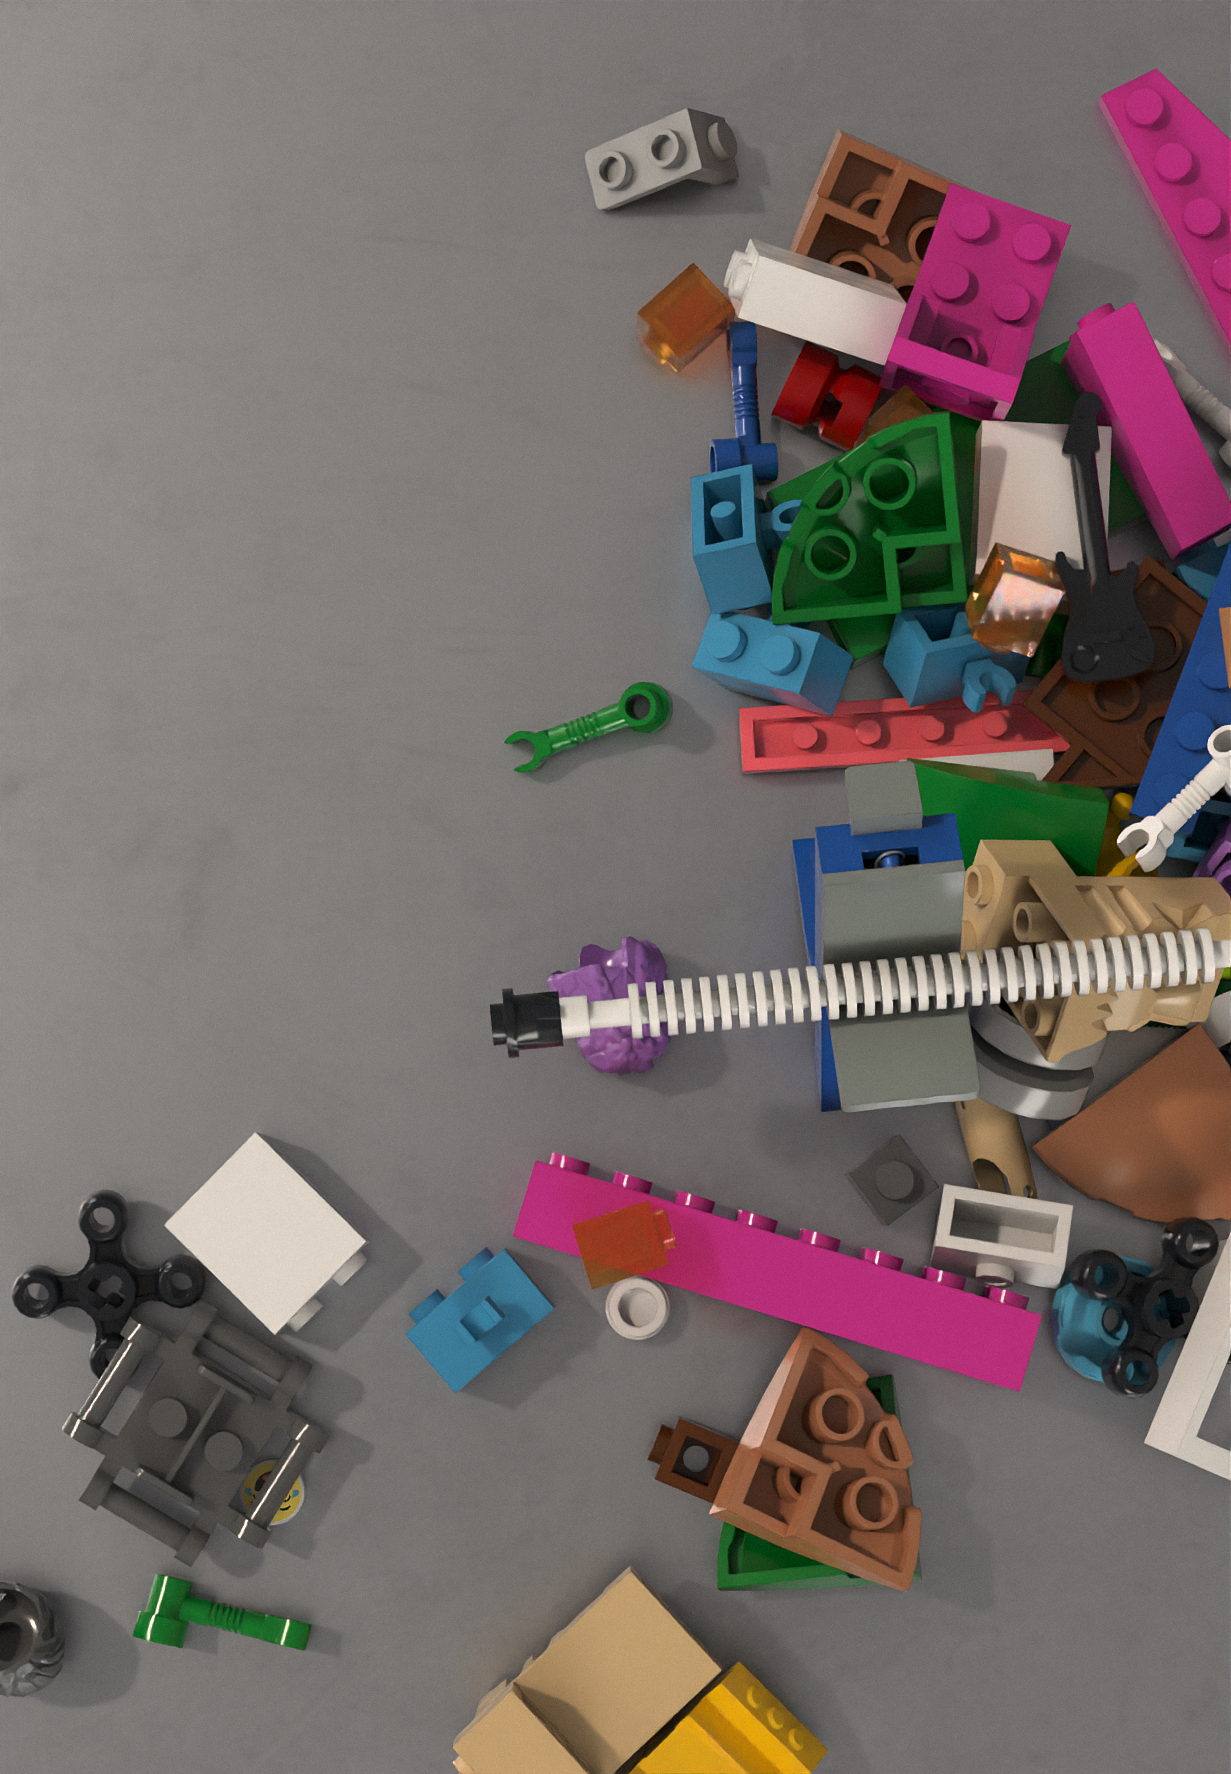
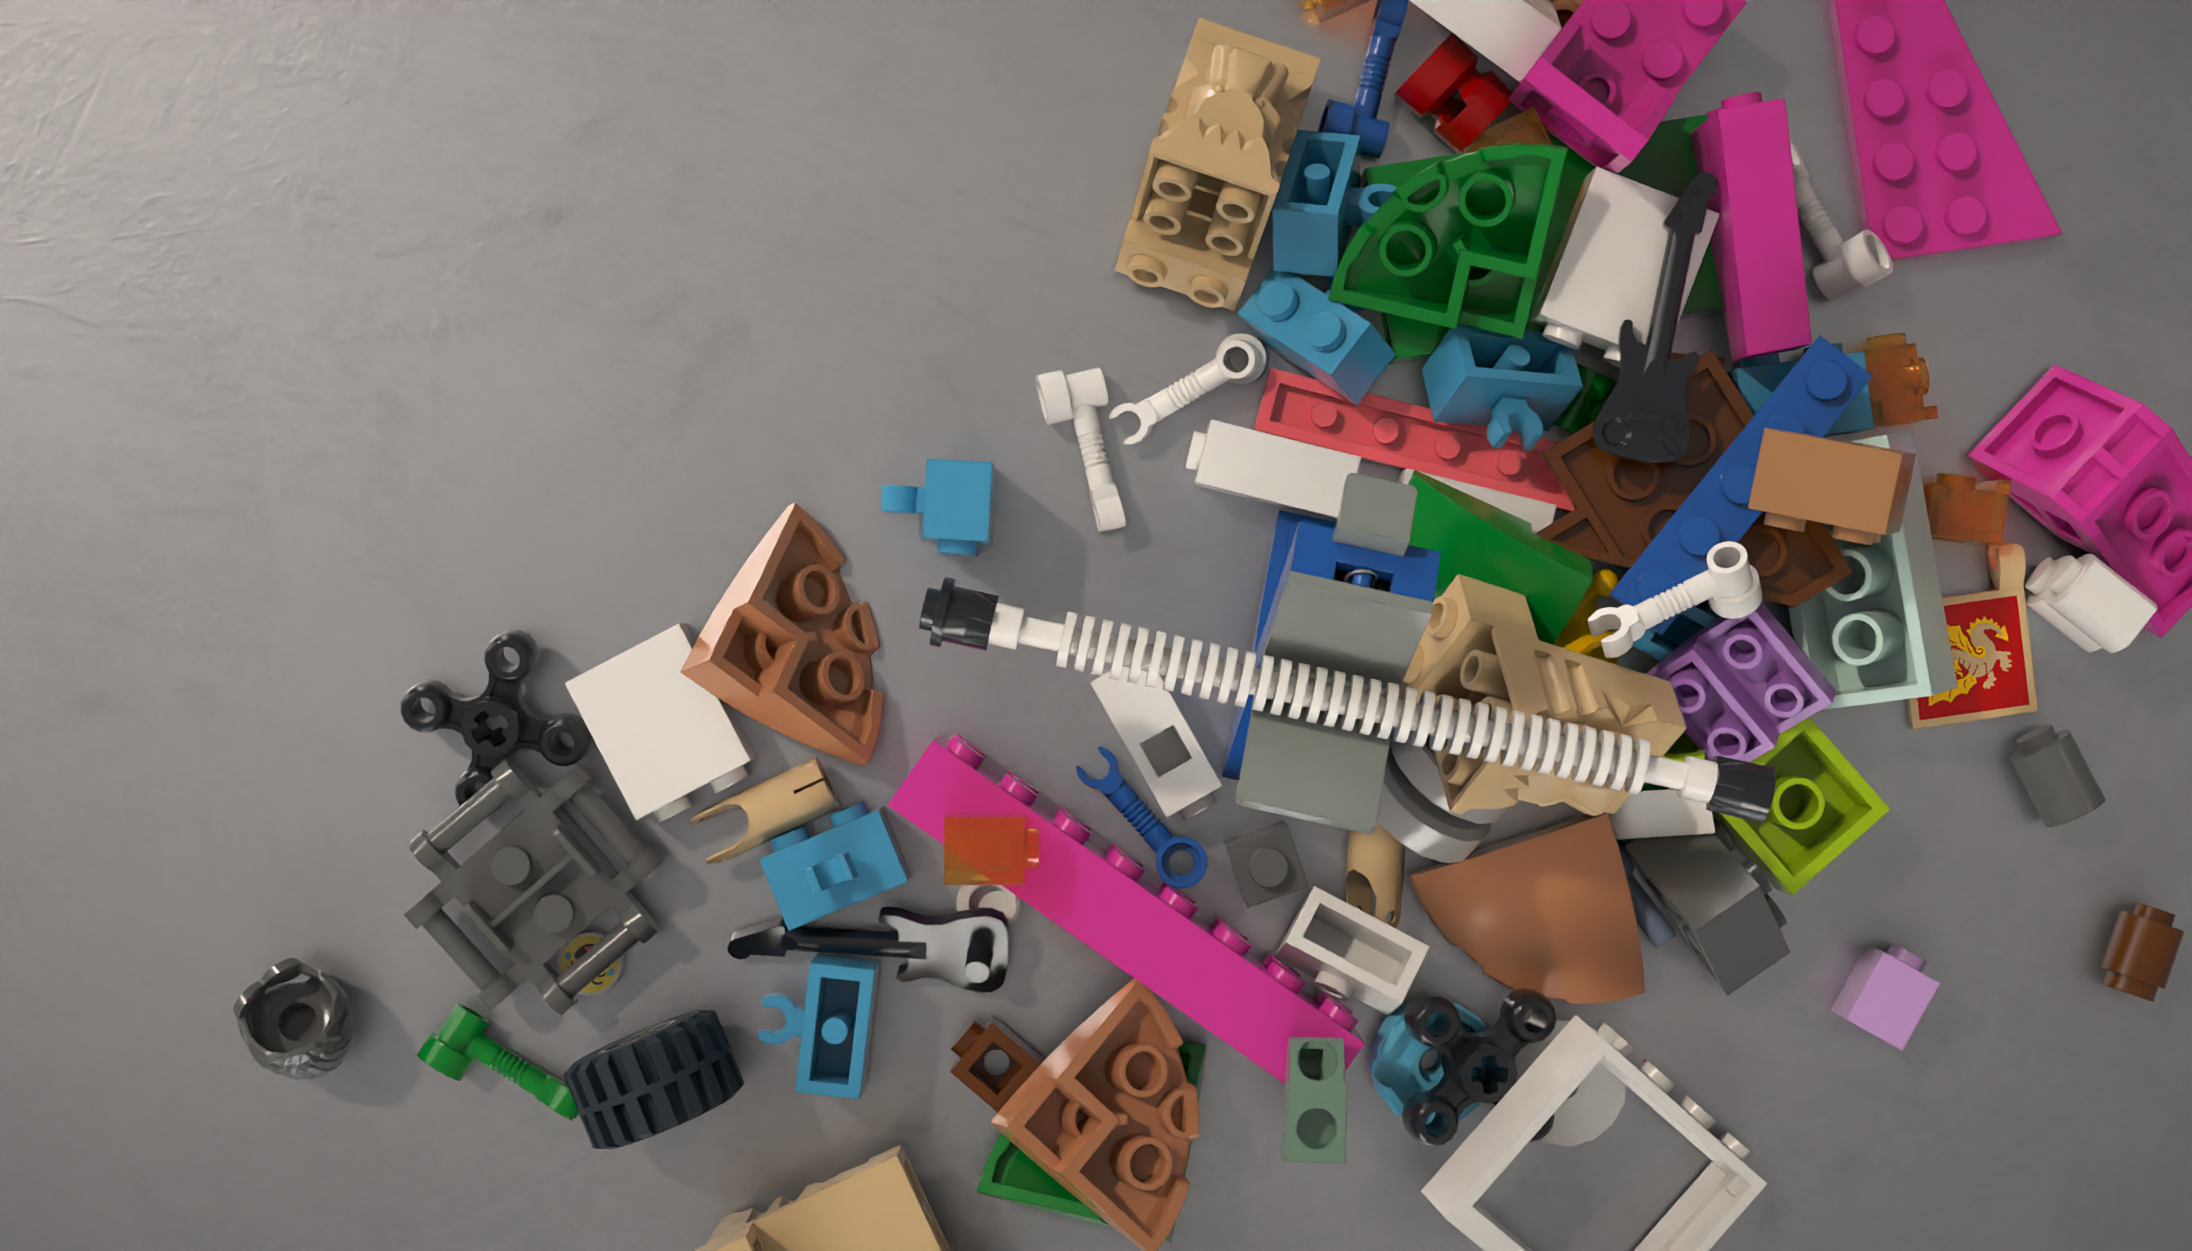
camera: 20 degrees right, 5 degrees up
(371, 1119) = (794, 644): none -> nougat brick
(372, 1579) = (654, 1079): none -> black wheel
(403, 1280) = (776, 806): none -> tan piece
(482, 931) = (954, 502): none -> dark azure brick
(526, 1472) = (832, 1025): none -> dark azure brick
(564, 798) = (1076, 399): none -> white brick
(605, 720) = (1132, 338): green brick -> none
(605, 977) = (1049, 593): medium lavender hair -> none
(623, 1360) = (959, 948): none -> black piece
(626, 535) = (1216, 165): none -> tan brick
(680, 739) = (1197, 383): none -> white brick
(748, 1094) = (1159, 743): none -> white brick
(768, 803) = (1270, 468): none -> white brick
(775, 1186) = (1145, 822): none -> blue brick
(1012, 1383) = (1315, 1101): none -> sand green leg
(1013, 600) = (1567, 353): clear orange brick -> none

